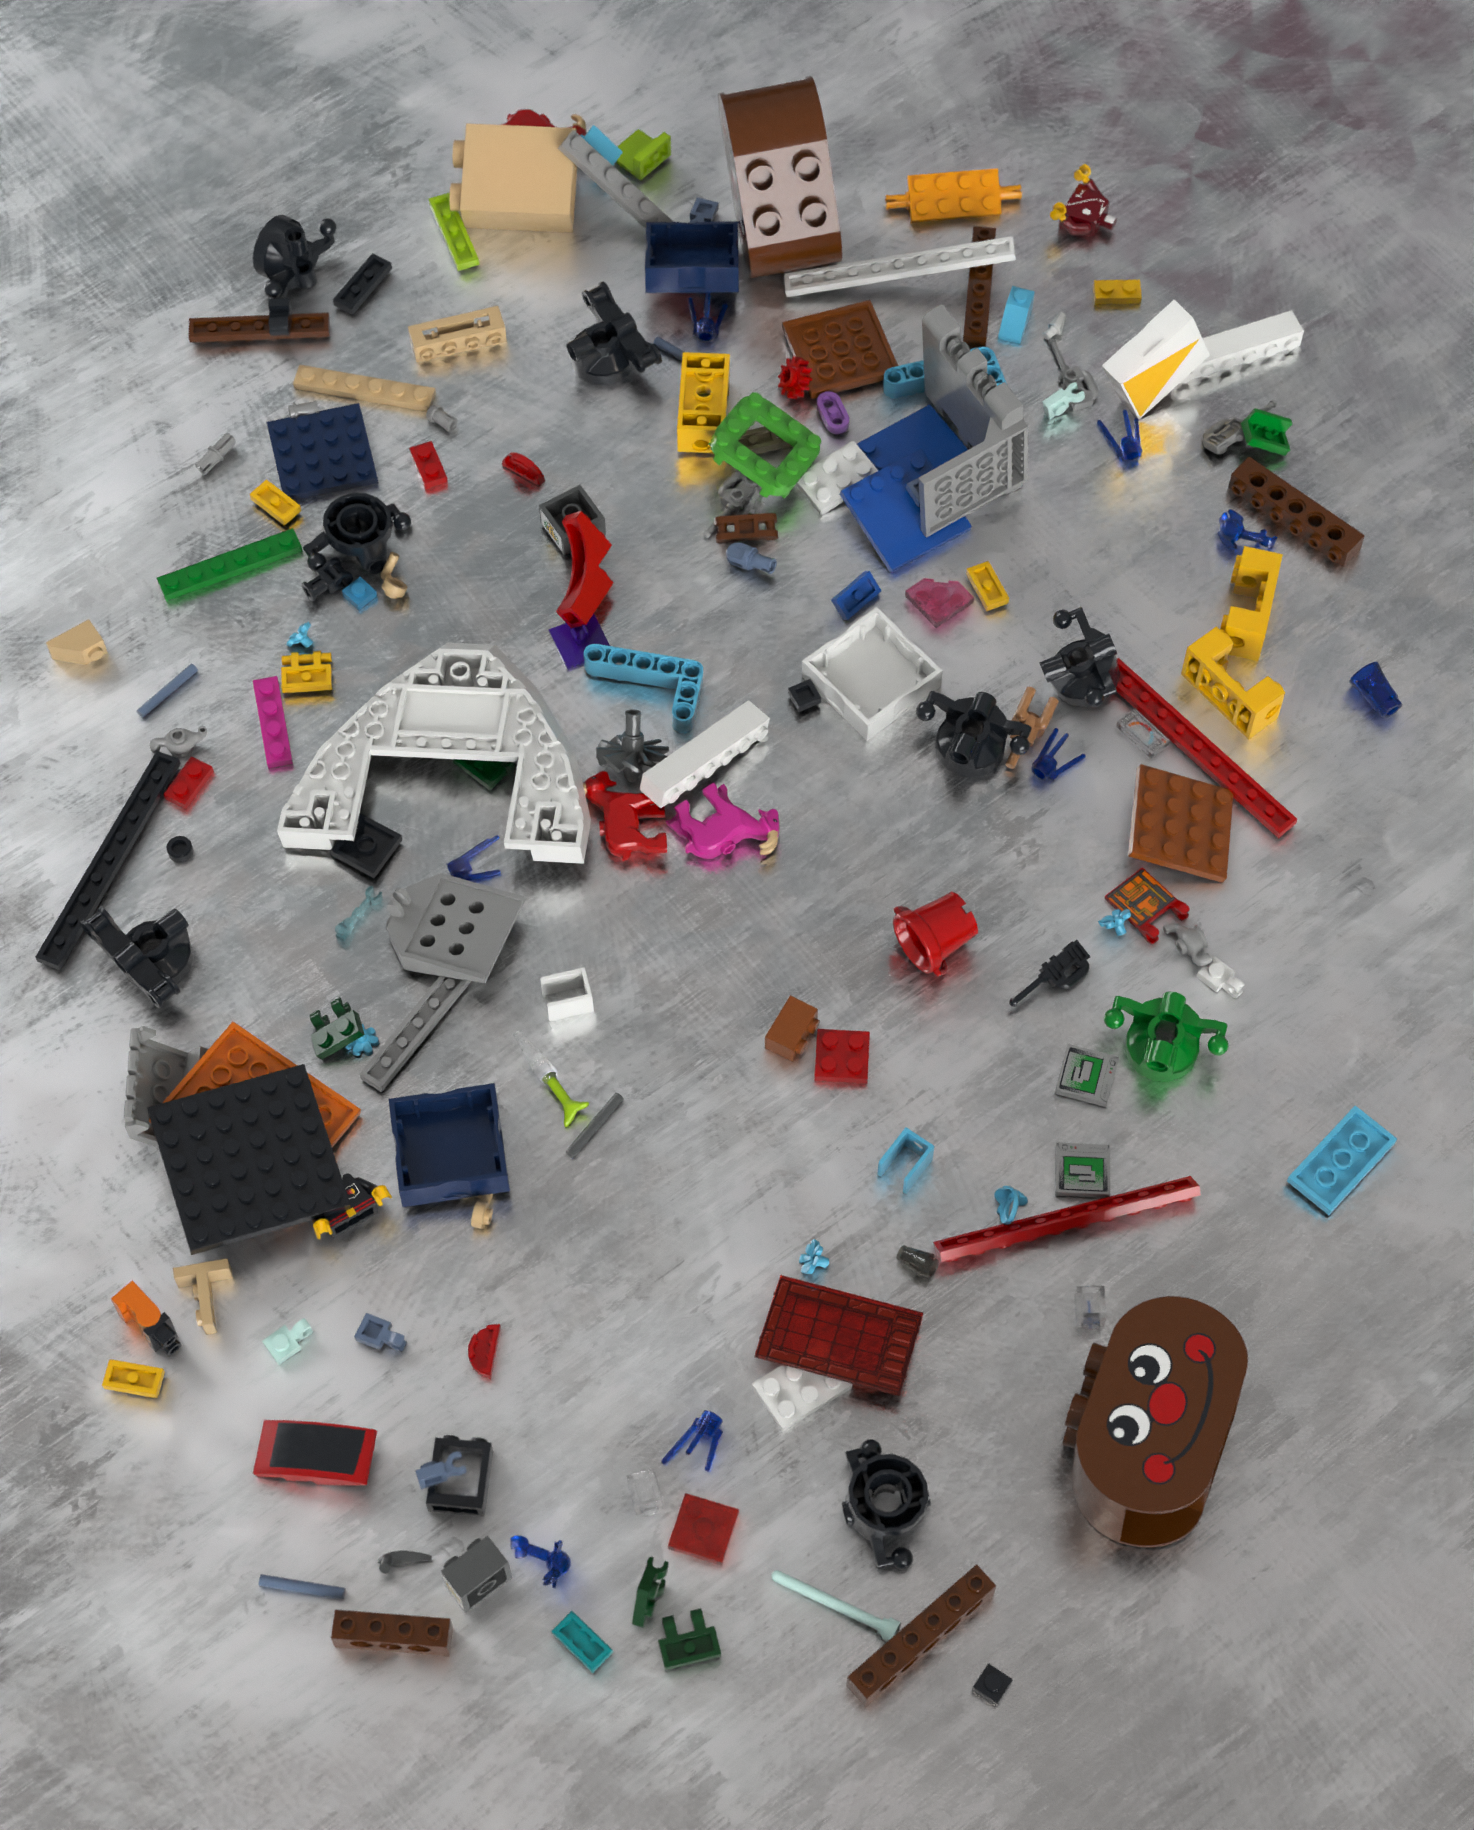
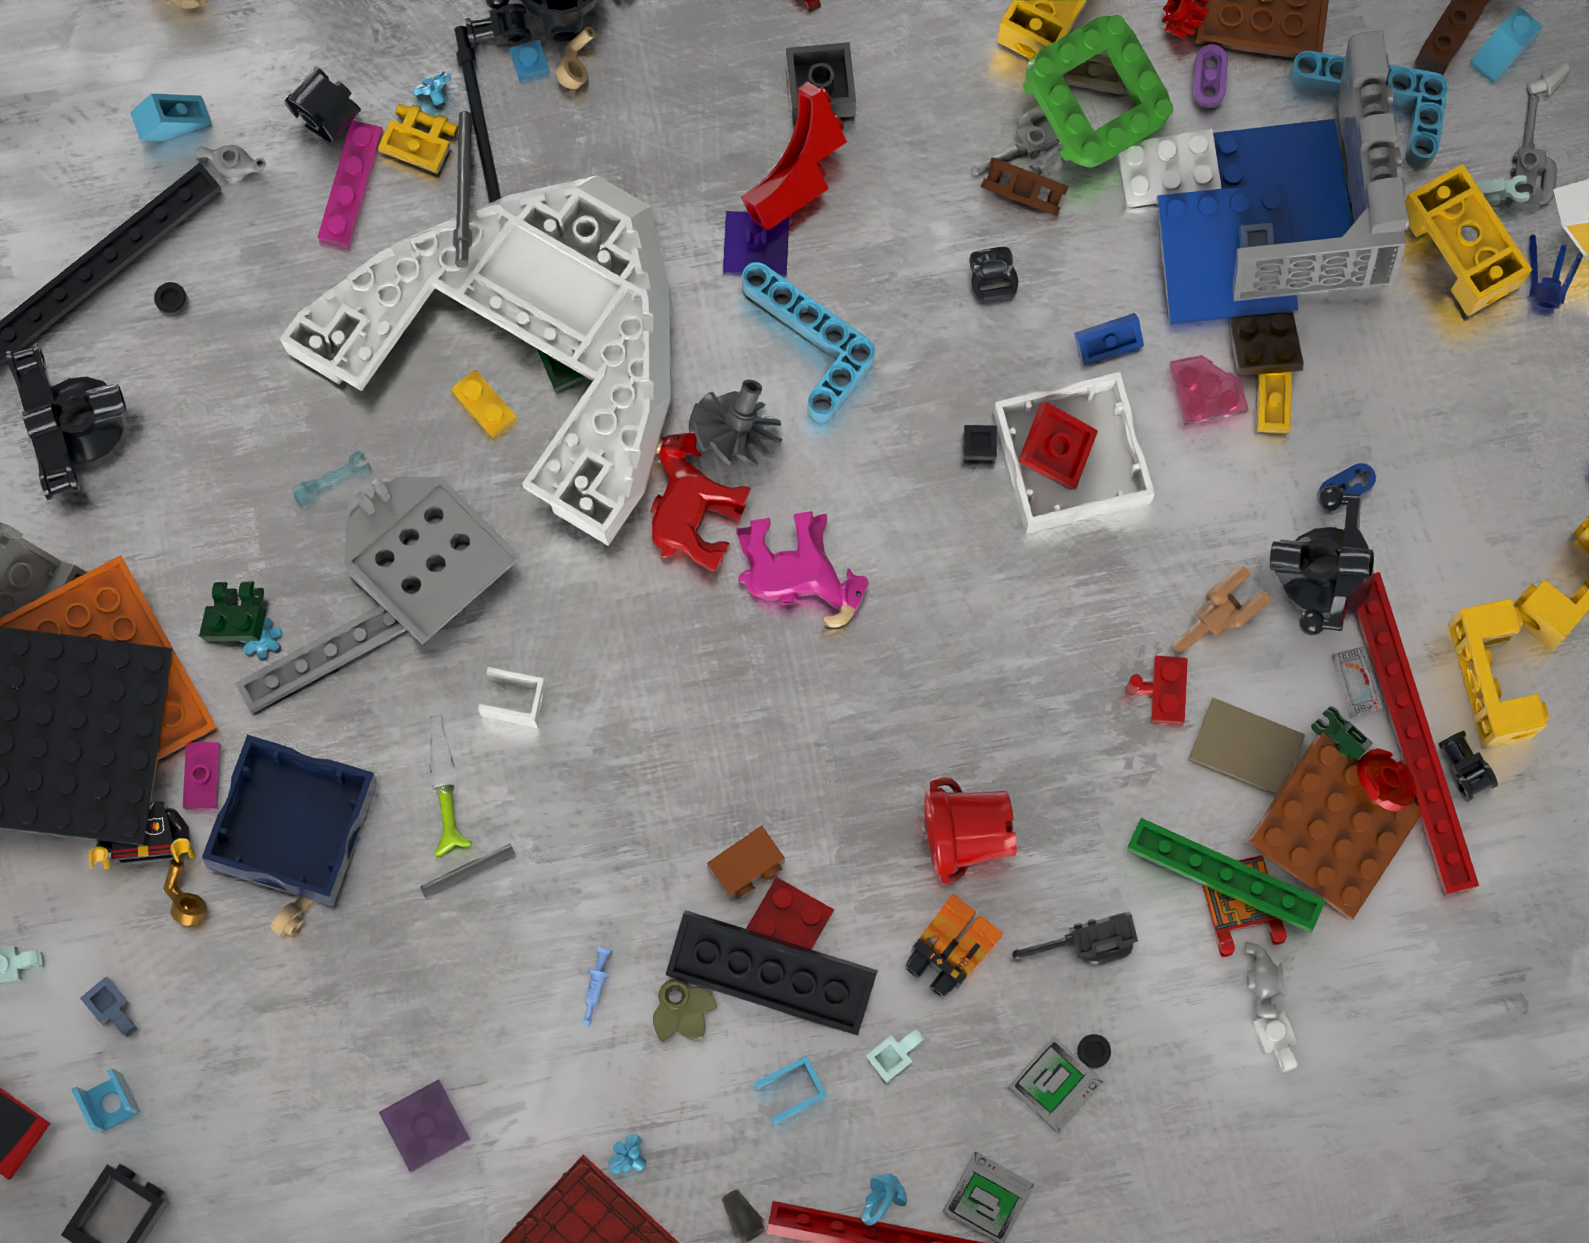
camera: 25 degrees right, 15 degrees up
(118, 731) = (169, 116): none -> medium azure slope
(167, 690) = (250, 86): sand blue bar -> none
(188, 782) = (219, 218): red plate -> none
(228, 675) = (322, 105): none -> black brick
(315, 611) = (467, 59): none -> black bar
(366, 1149) = (201, 776): none -> dark pink plate
(370, 847) = (383, 401): black plate -> none
(375, 707) = (462, 234): none -> dark grey bar
(401, 1241) = (186, 907): none -> pearl gold plate
(416, 1385) = (91, 1102): none -> medium azure piece
(435, 1473) = (80, 1209): sand blue plate -> none
(443, 820) = (483, 404): none -> yellow plate
(460, 866) = (472, 475): clear blue plant -> none
(483, 1349) = (215, 1079): red tile -> none
(655, 1309) = (424, 1126): none -> clear purple plate
(704, 754) = (819, 470): white brick -> none
(728, 1159) = (596, 983): none -> light blue piece
(749, 558) = (1007, 228): sand blue arm -> none
(752, 583) = (993, 265): none -> black piece
(803, 1147) = (684, 1015): none -> olive plate
(849, 1089) = (771, 972): none -> black plate
(859, 671) = (1058, 445): none -> red plate
(962, 554) = (1265, 344): none -> dark brown plate
(964, 1107) = (892, 1057): none -> light aqua plate
(965, 1026) = (945, 955): none -> hips
(975, 715) = (1166, 568): black piece -> none
(1017, 793) = (1166, 688): none -> red plate
(1045, 765) = (1217, 671): clear blue plant -> none
(1060, 634) = (1345, 477): none -> blue beam
(1082, 441) = (1485, 266): none -> yellow plate
(1092, 805) = (1246, 746): none -> dark tan tile
(1100, 1041) = (1094, 1051): none -> black tile
(1116, 921) = (1192, 909): medium azure plant -> none
(1126, 887) = (1226, 875): none -> green plate
(1158, 762) = (1348, 738): none -> dark green plate
(1169, 1015) = (1197, 1093): green piece -> none
(1199, 778) = (1385, 780): none -> red tile
(1246, 751) = (1467, 766): none -> black connector

